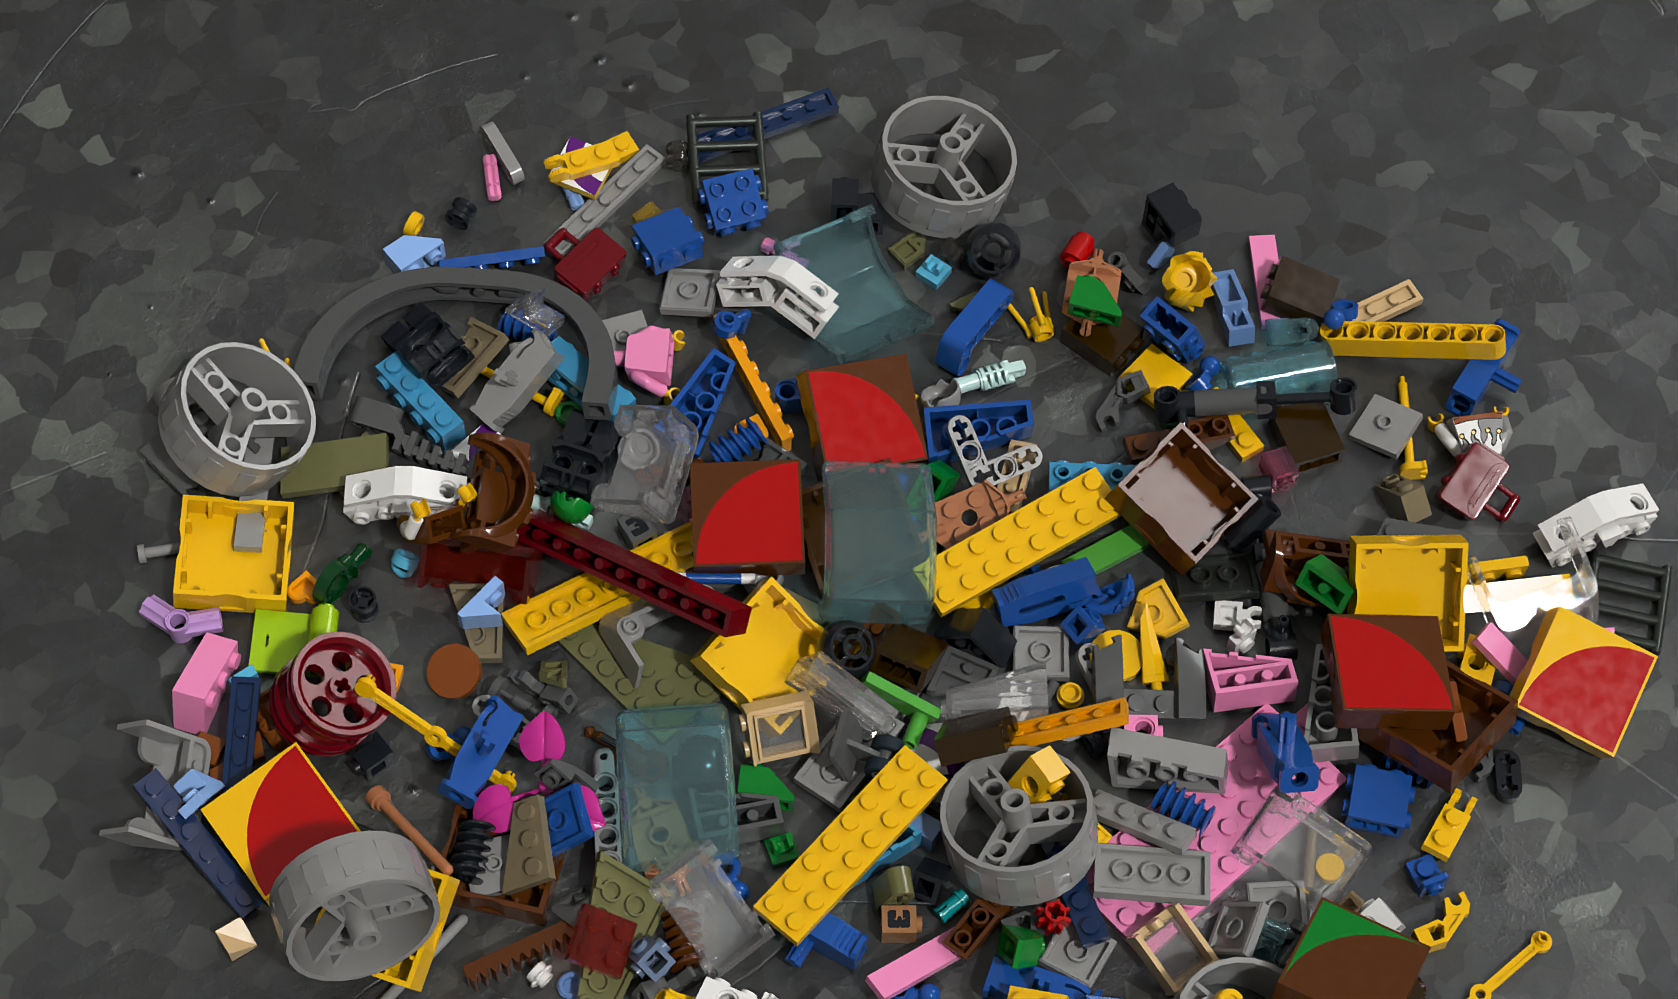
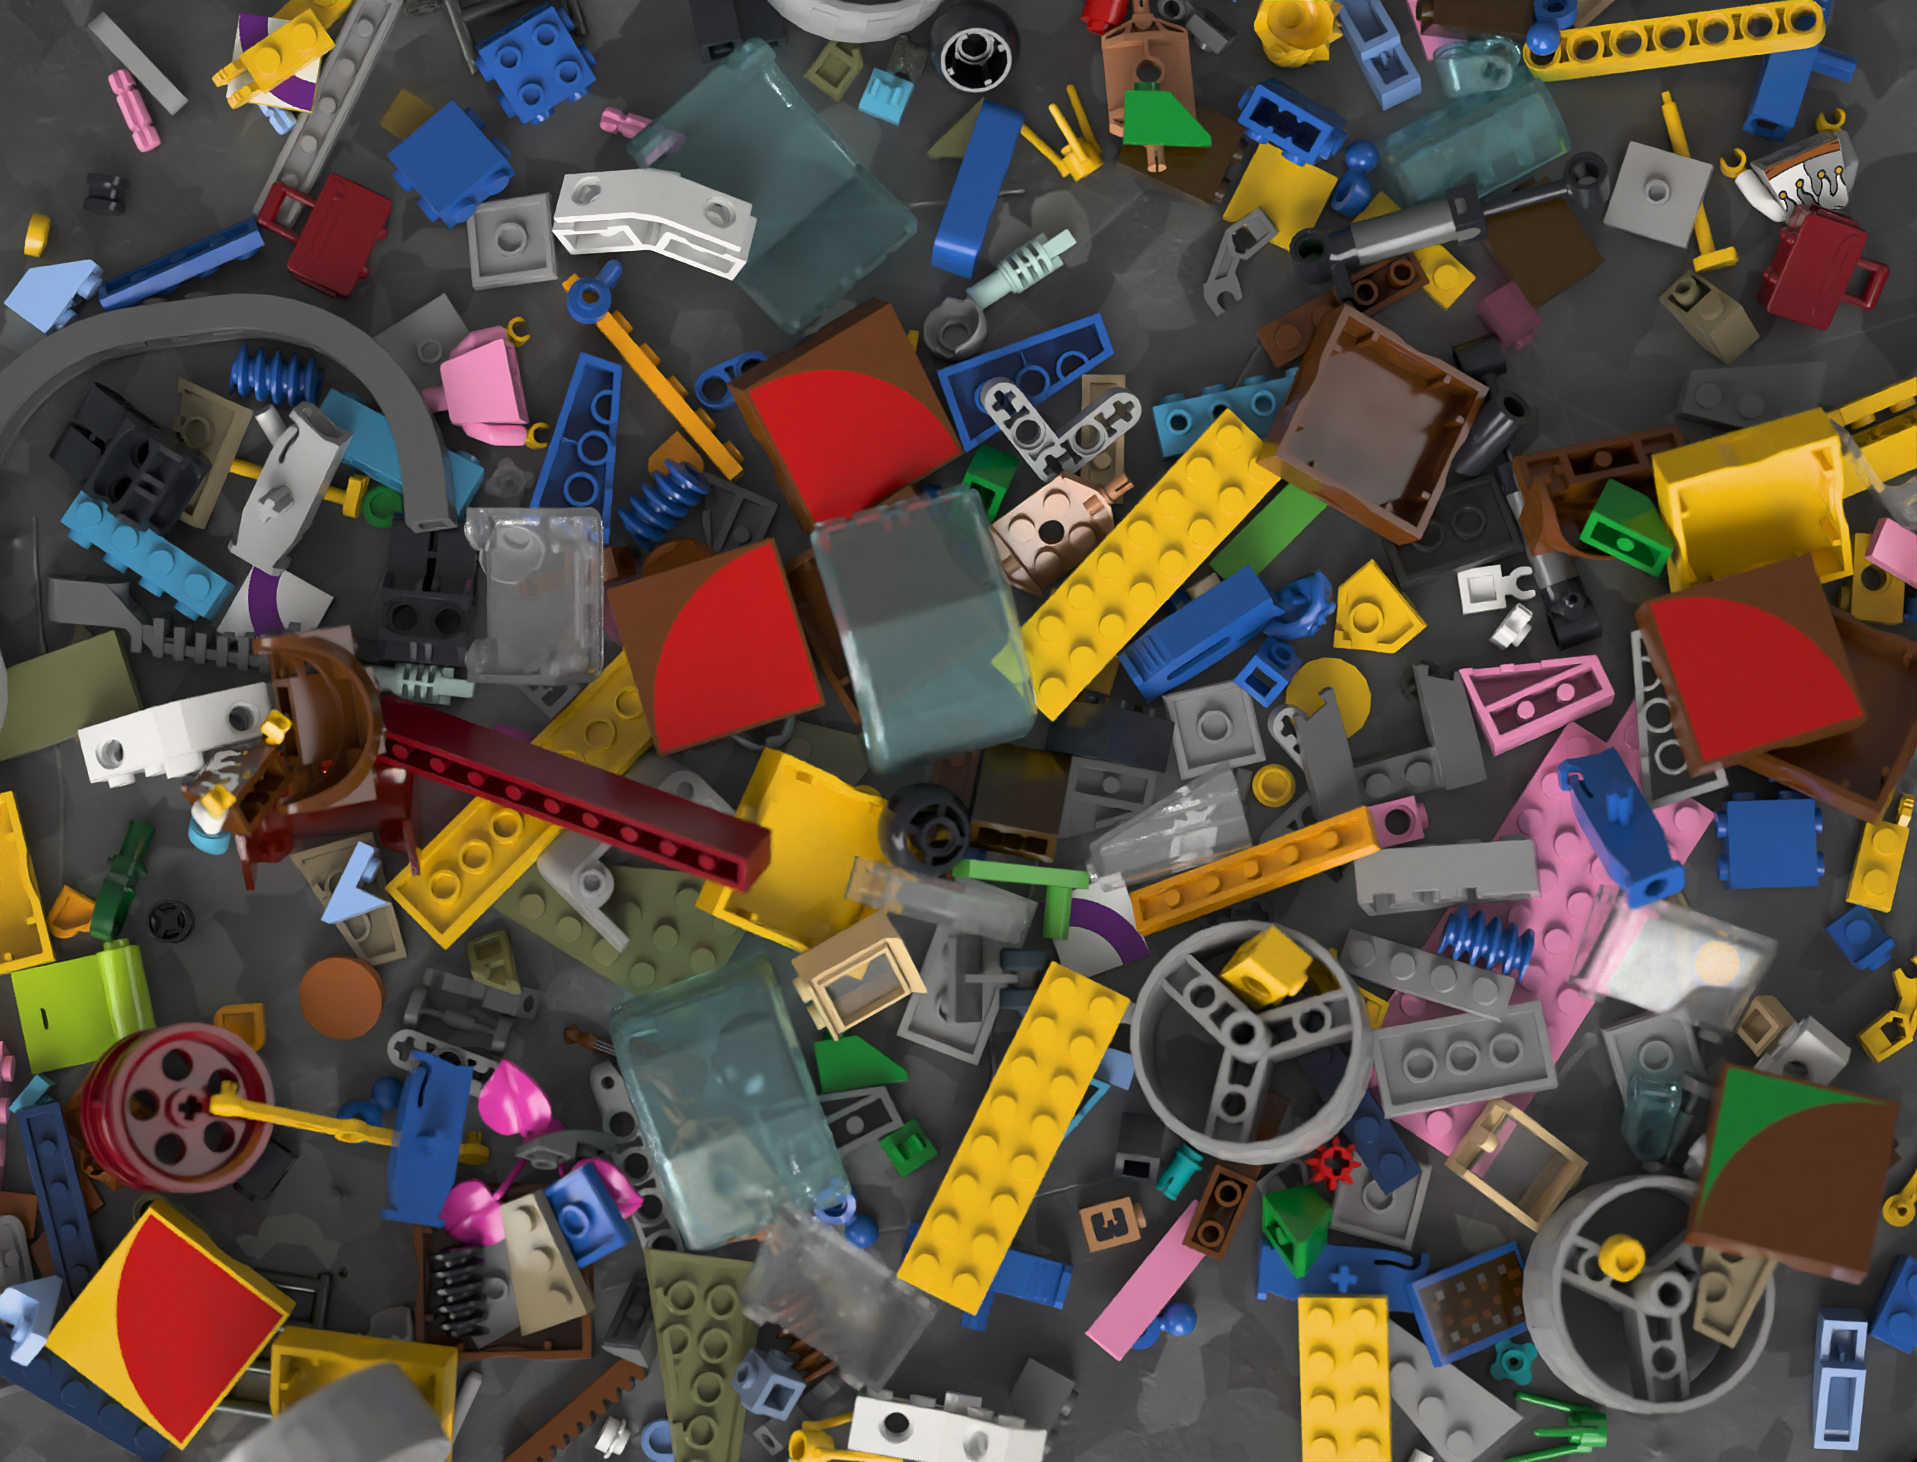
camera: 10 degrees left, 25 degrees up
(380, 800) = (296, 1230): nougat piece -> none
(535, 314) = (278, 363): clear slope -> none
(569, 509) = (437, 694): green hair -> none
(601, 941) = (689, 1381): clear red plate -> none
(721, 578) = (689, 756): blue bar -> none
(893, 887) = (1089, 1179): olive beam -> none
(975, 736) = (1154, 919): dark brown brick -> none
(1151, 658) = (1384, 698): yellow bar -> none
(1238, 928) = (1604, 1110): light grey plate -> none
(1458, 719) = (1875, 723): dark orange tile -> none

